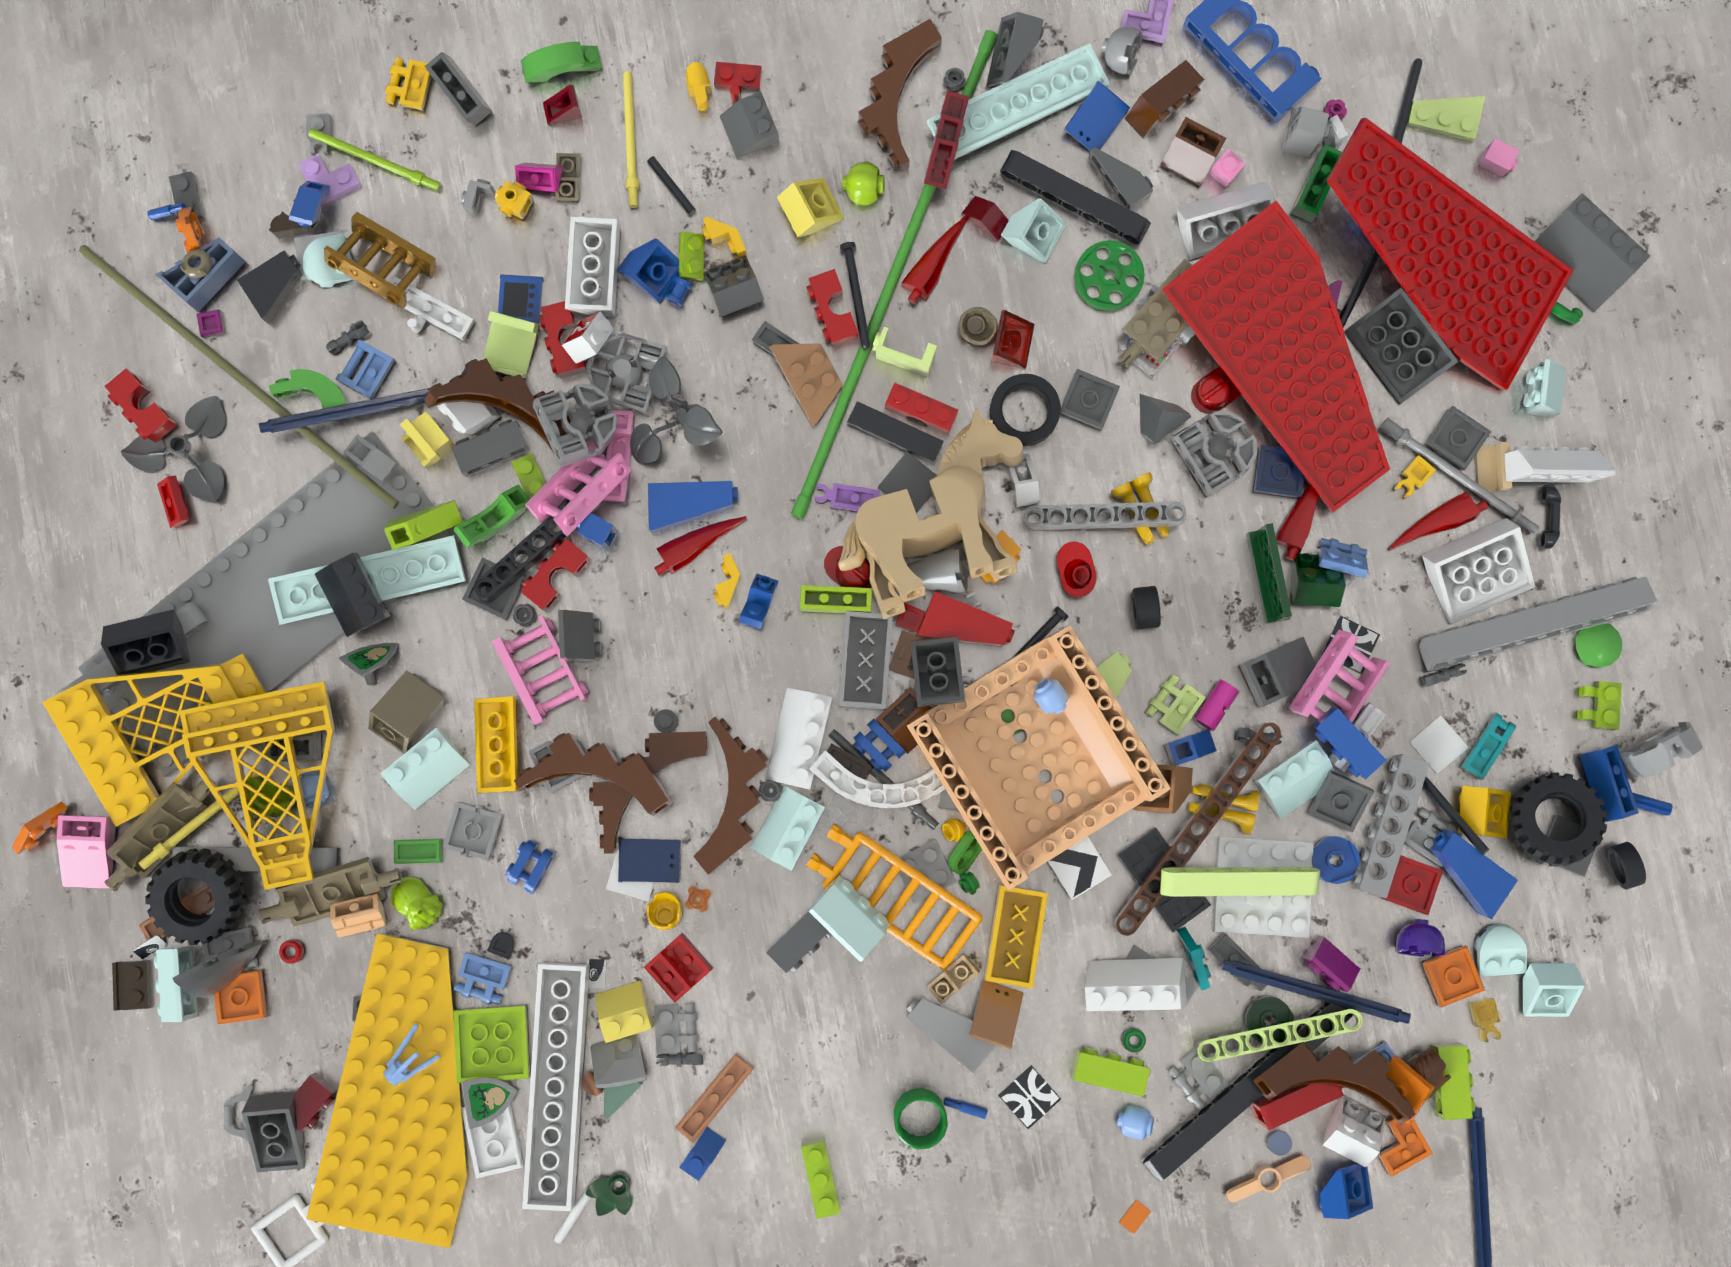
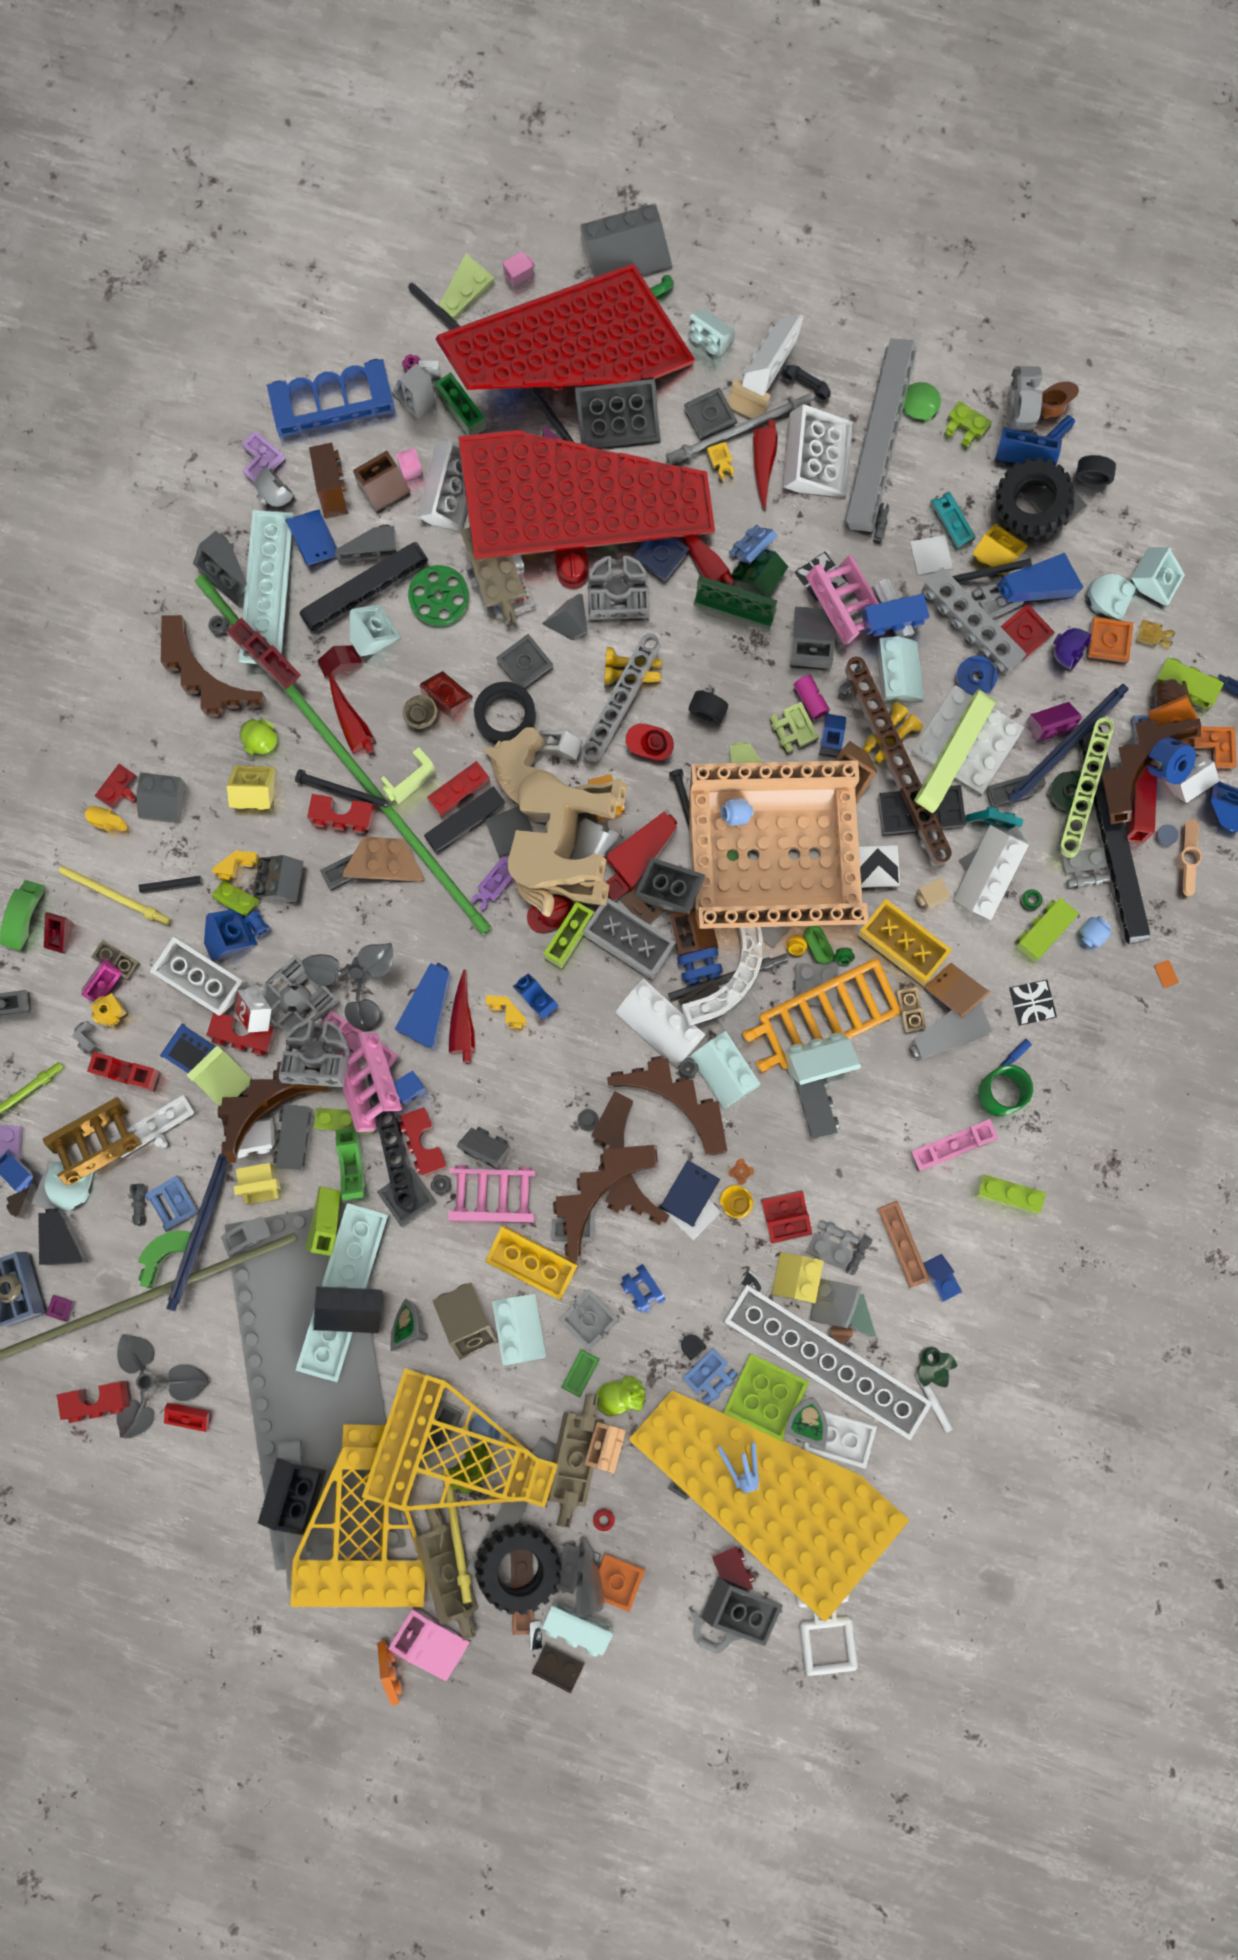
camera: 55 degrees left, 5 degrees down
(463, 247) = (123, 1071): none -> red arch
(840, 1095) = (954, 1145): none -> bright pink slope
(1081, 937) = (932, 894): none -> tan brick
(1341, 801) = (935, 646): dark grey plate -> none
(1355, 1113) = (1176, 760): none -> blue piece
(1683, 782) = (1056, 398): none -> dark orange piece

